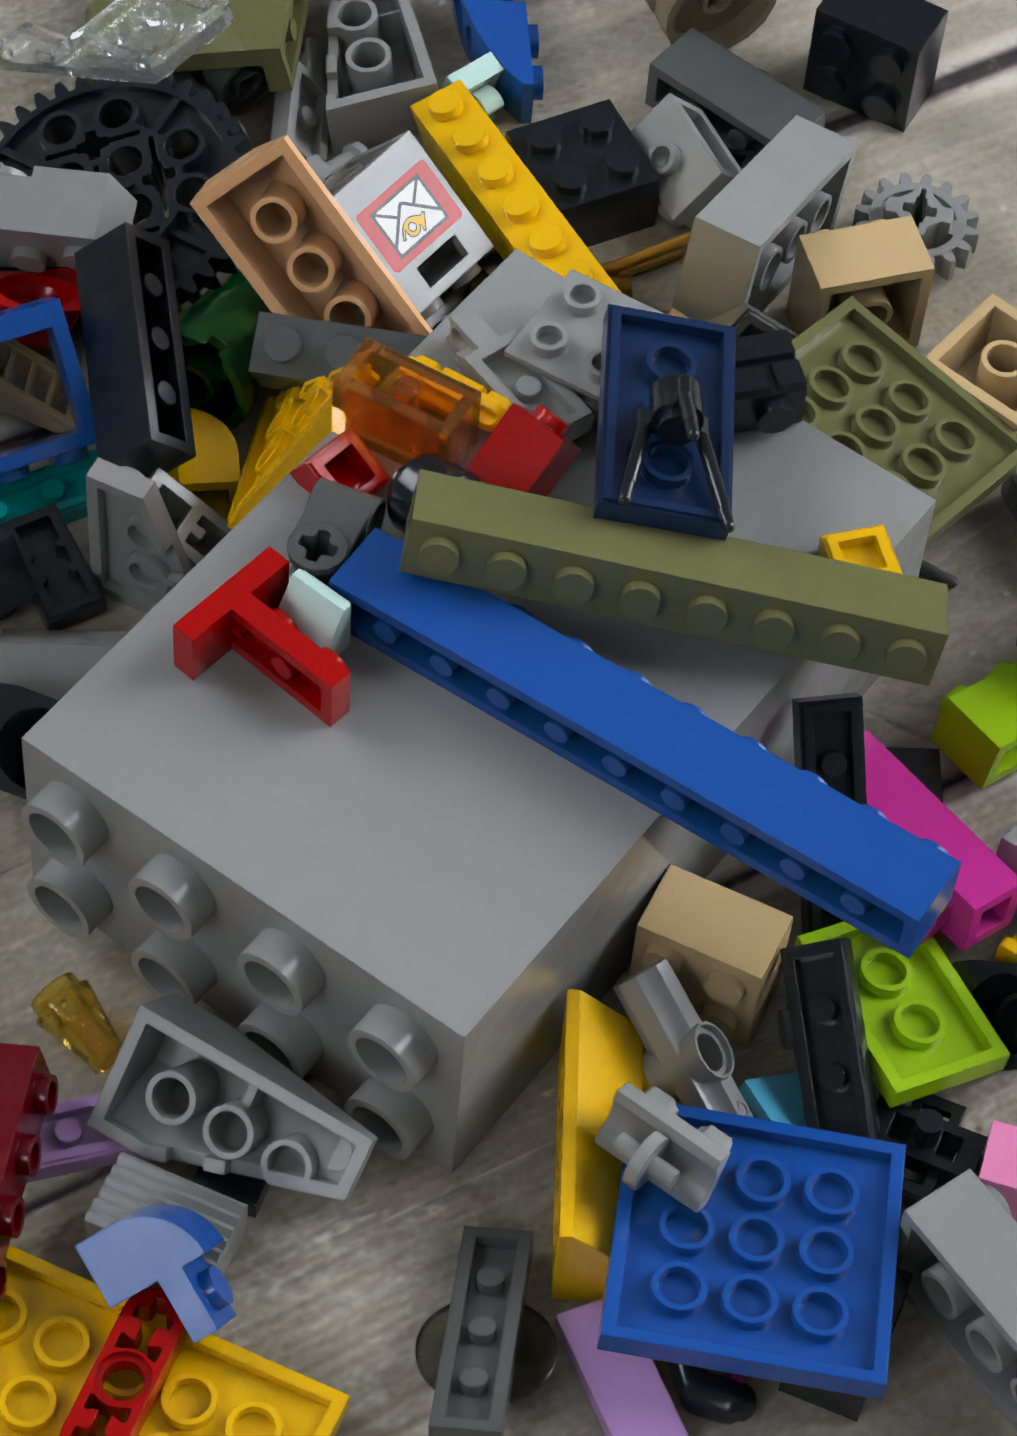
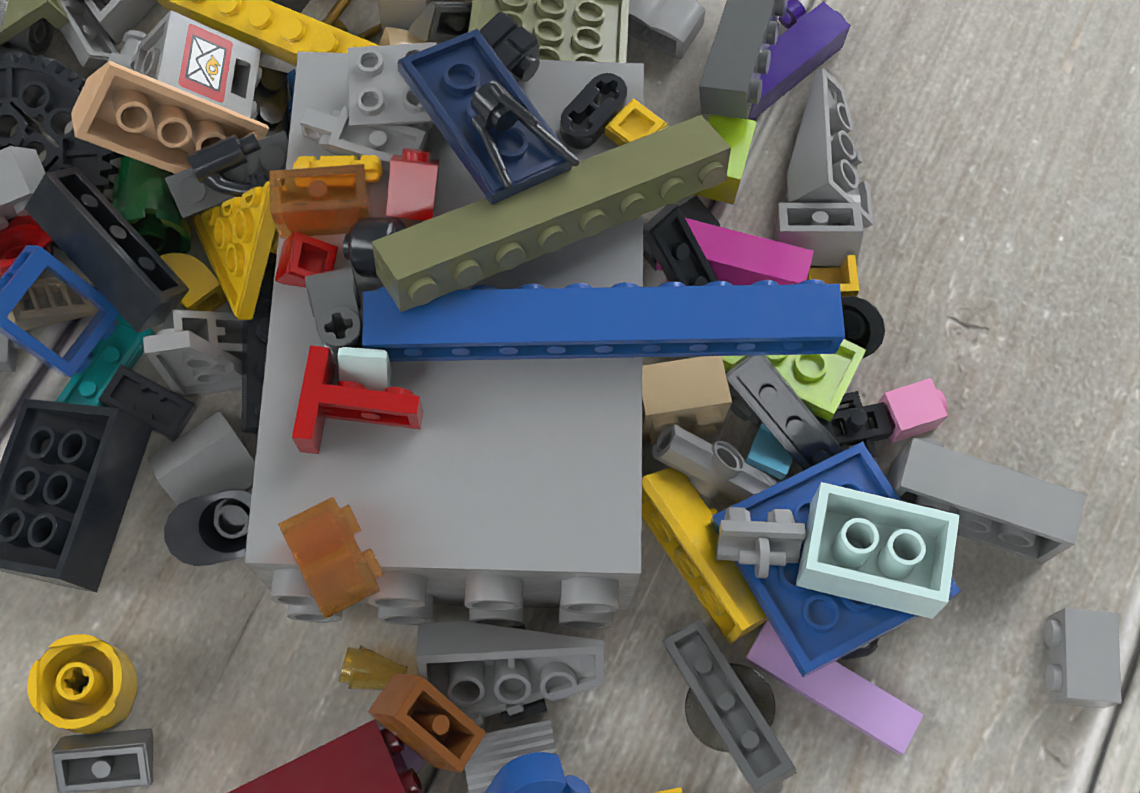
camera: 35 degrees left, 15 degrees up
(96, 1088) = (427, 722): none -> dark orange brick
(118, 781) = (331, 557): none -> clear orange brick
(338, 321) = (222, 157): none -> black plant
(801, 1245) = (878, 550): none -> light aqua brick
(821, 509) = (586, 105): none -> black beam

